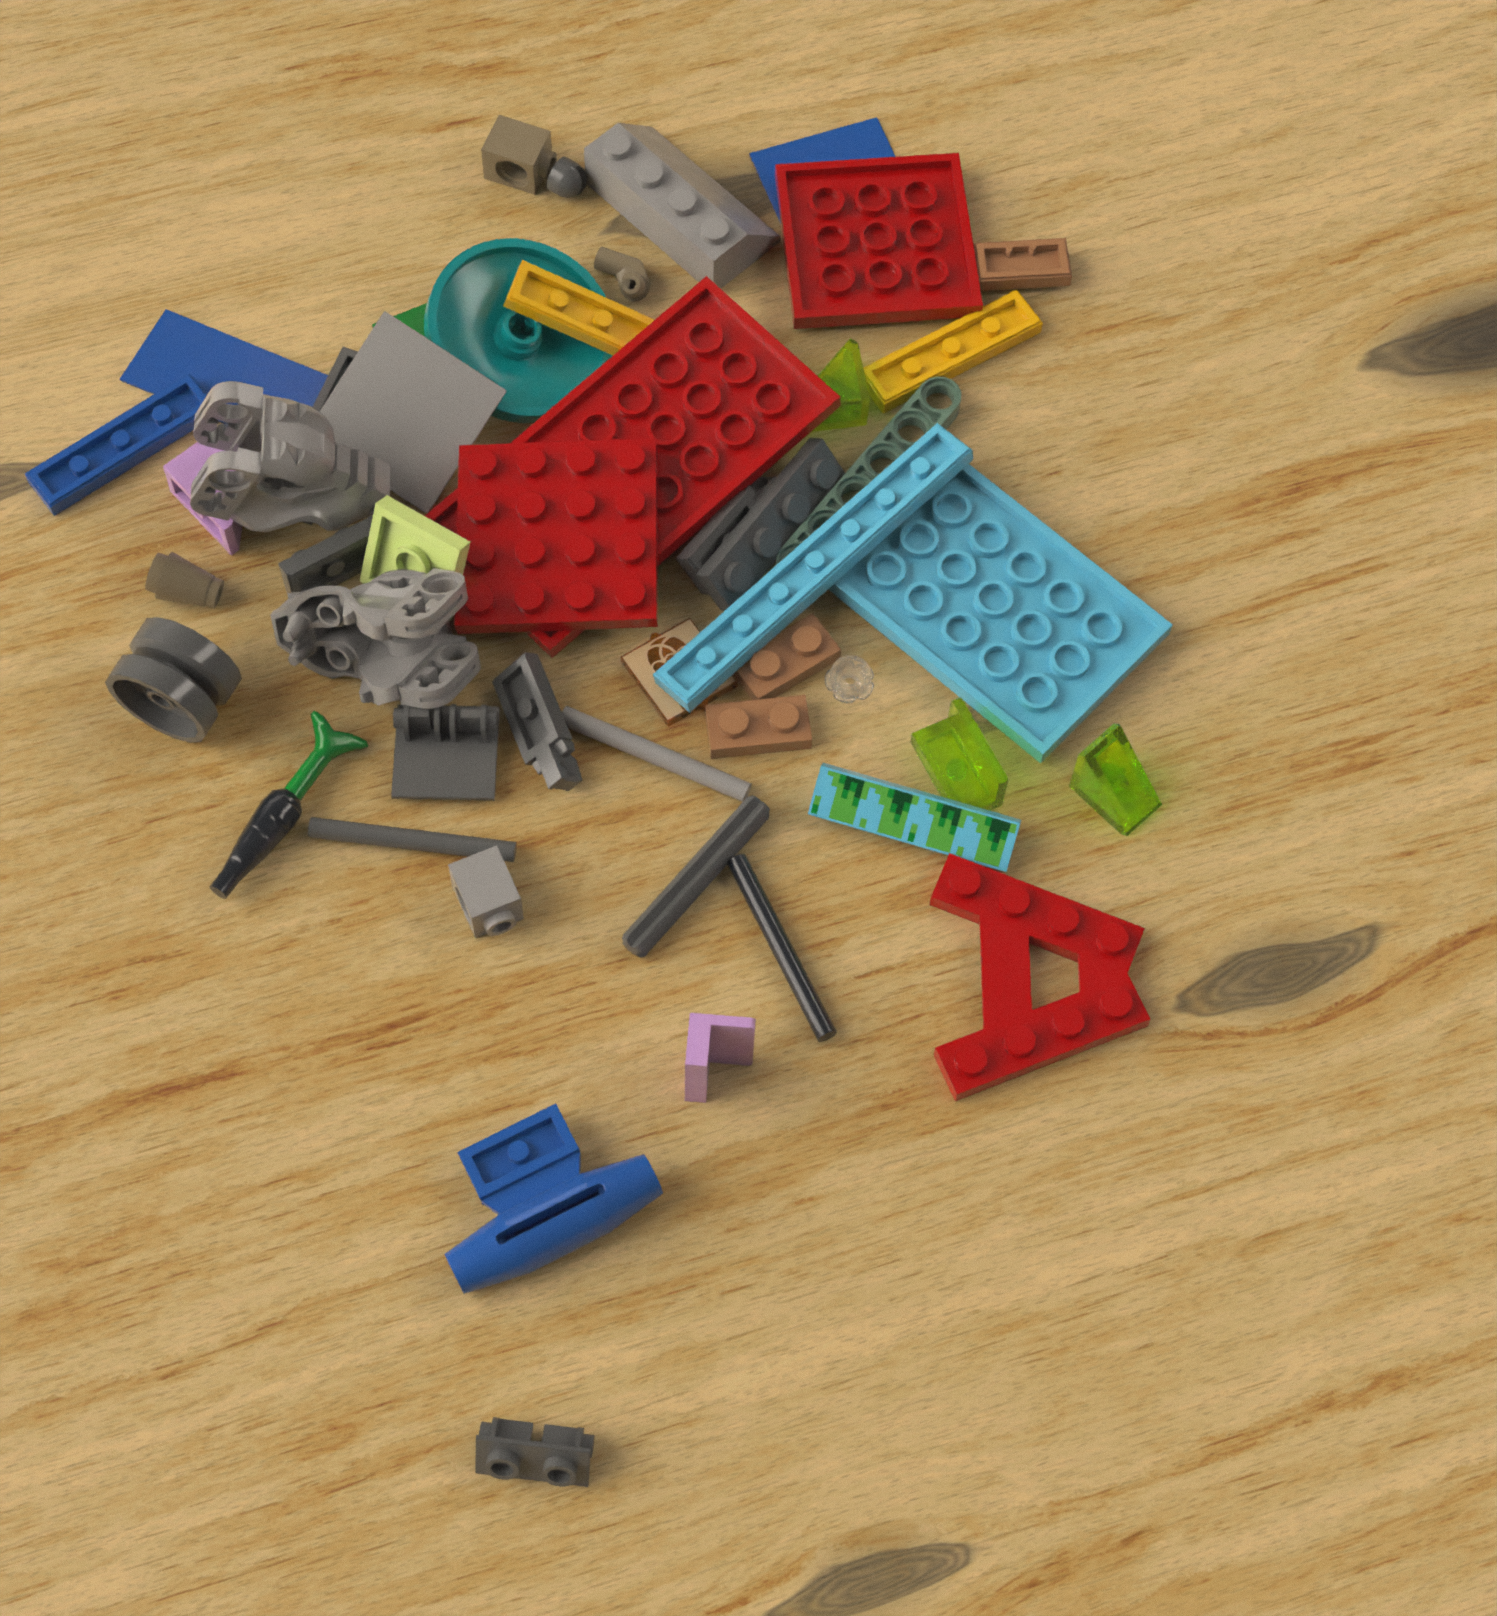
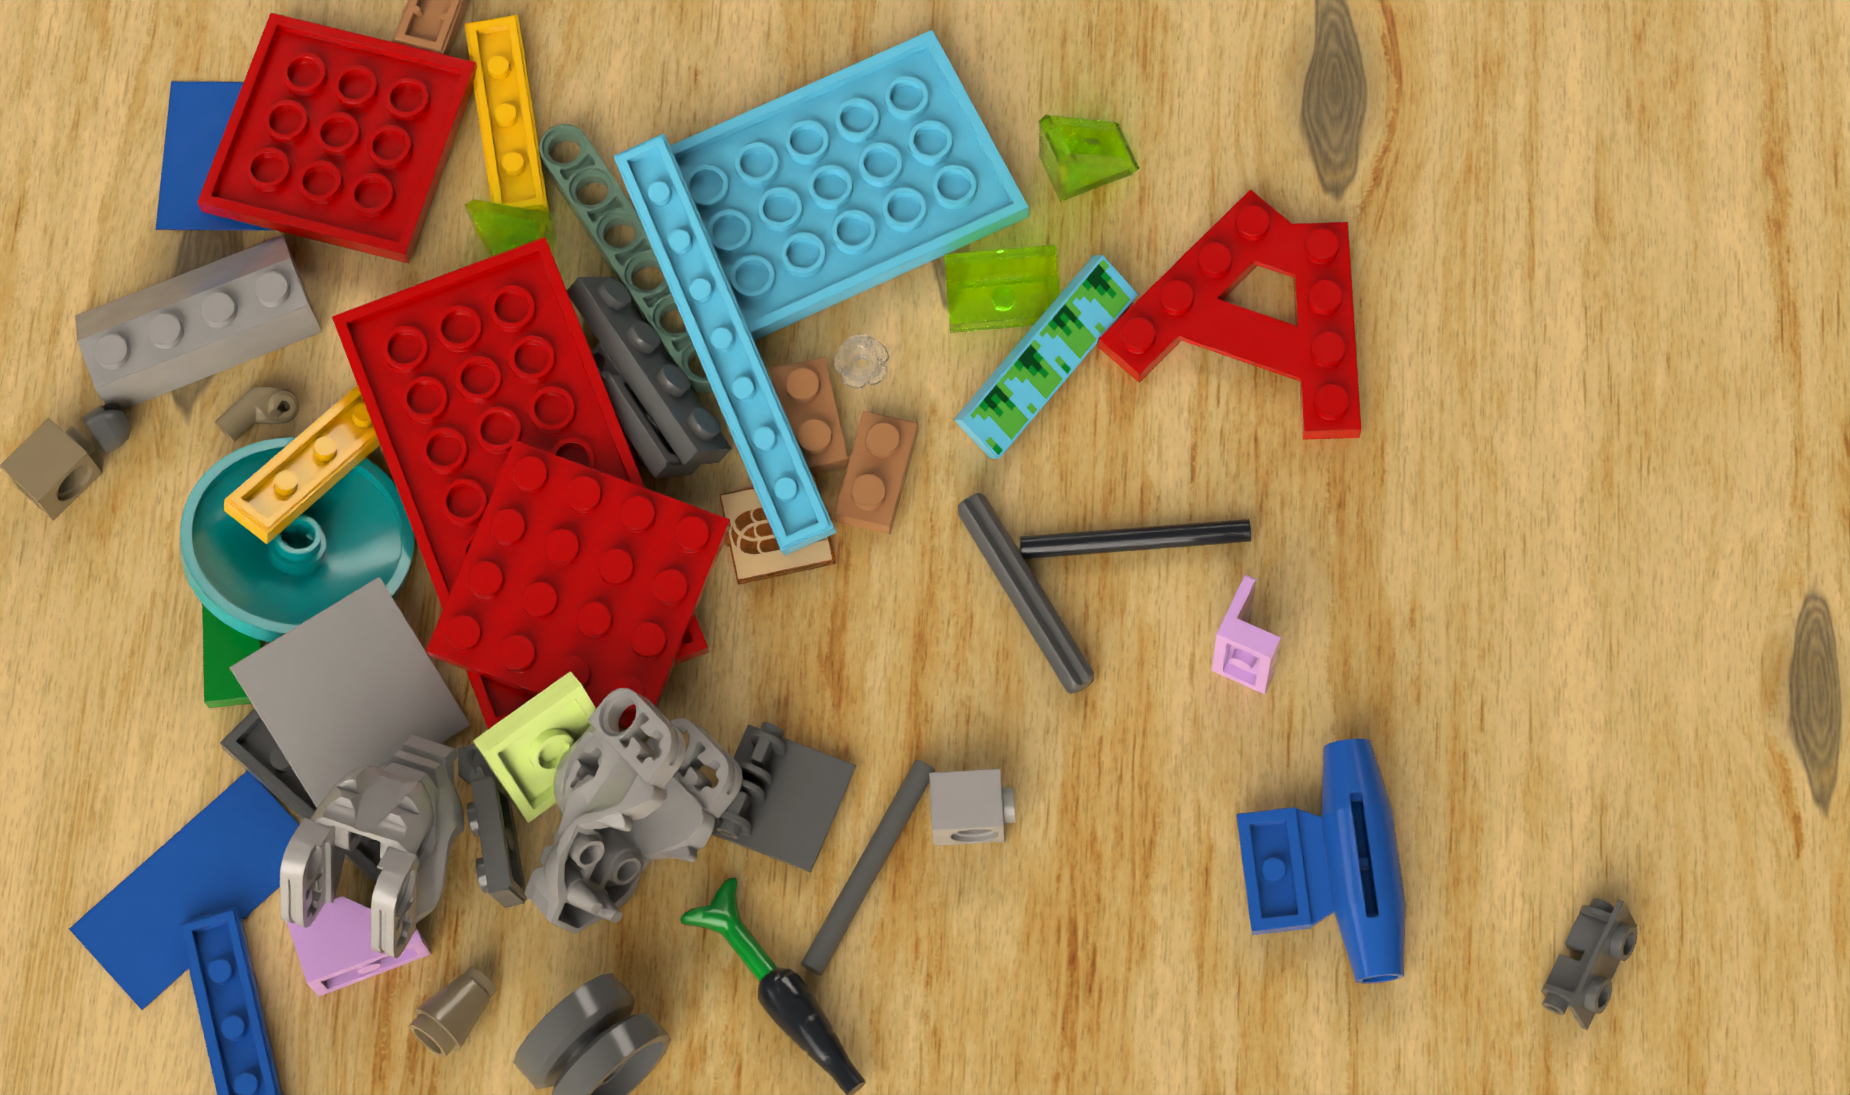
camera: 60 degrees left, 5 degrees up
(538, 722) = (785, 689): dark grey hinge -> none
(656, 754) = (865, 586): light grey bar -> none

